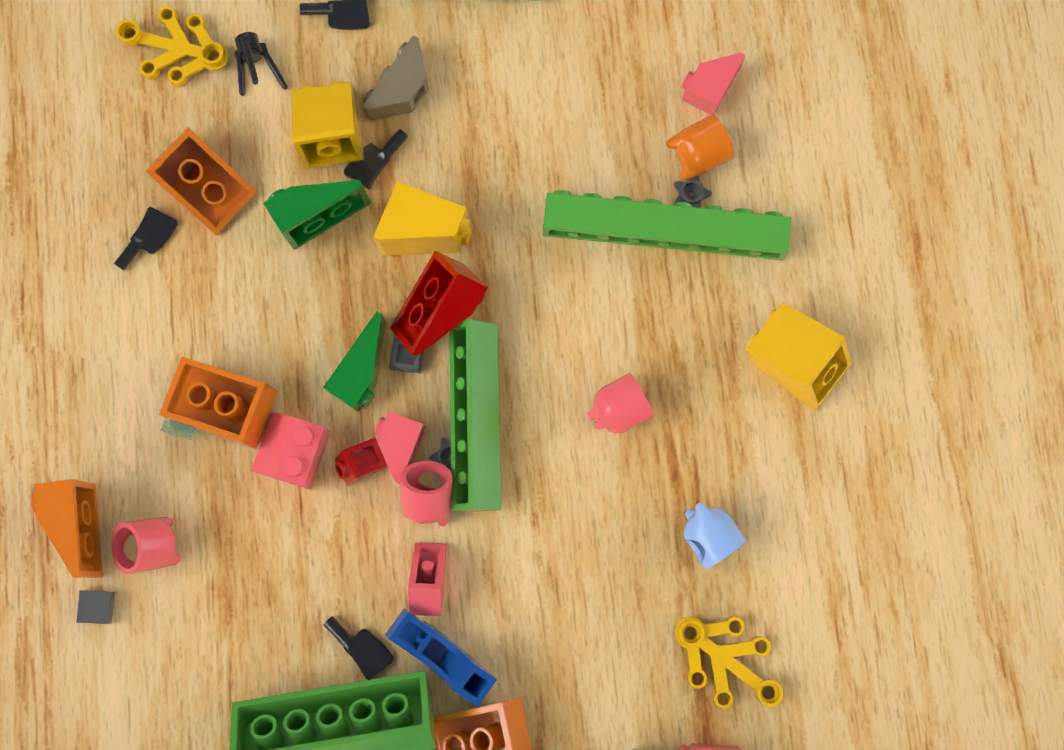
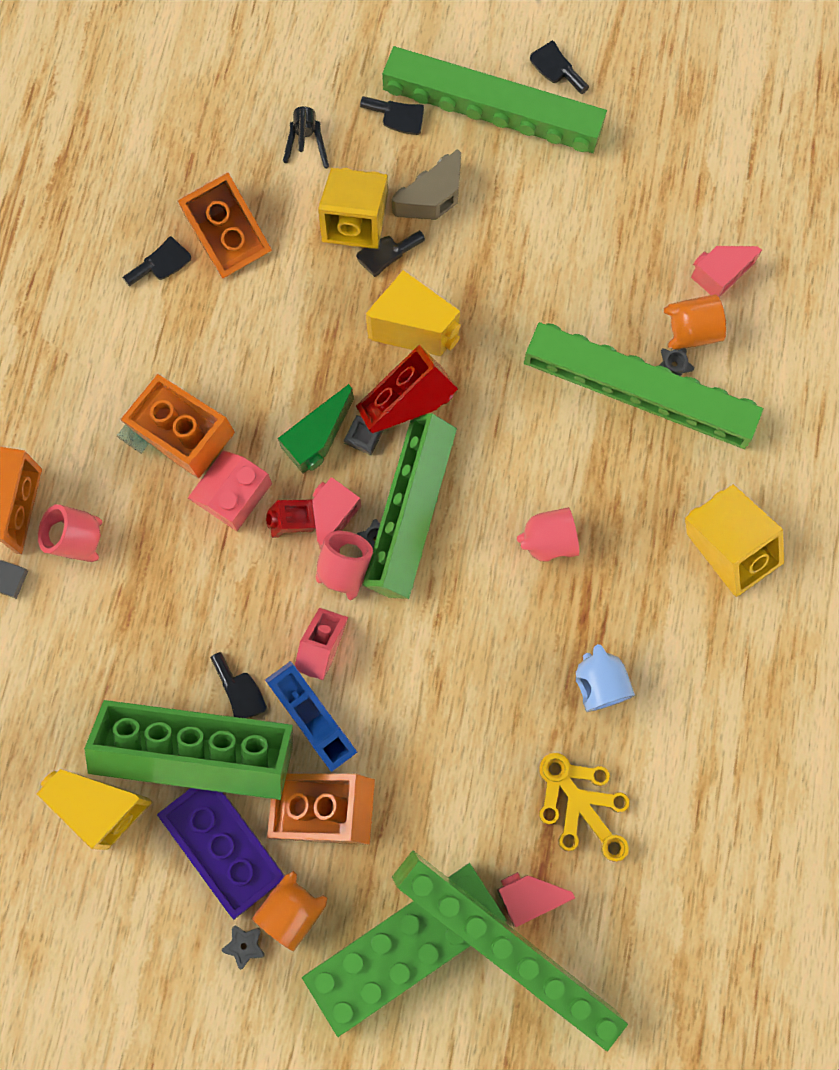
camera: 15 degrees right, 5 degrees down
(177, 47) = (239, 105): yellow plant -> none
(313, 209) = (321, 276): green slope -> none

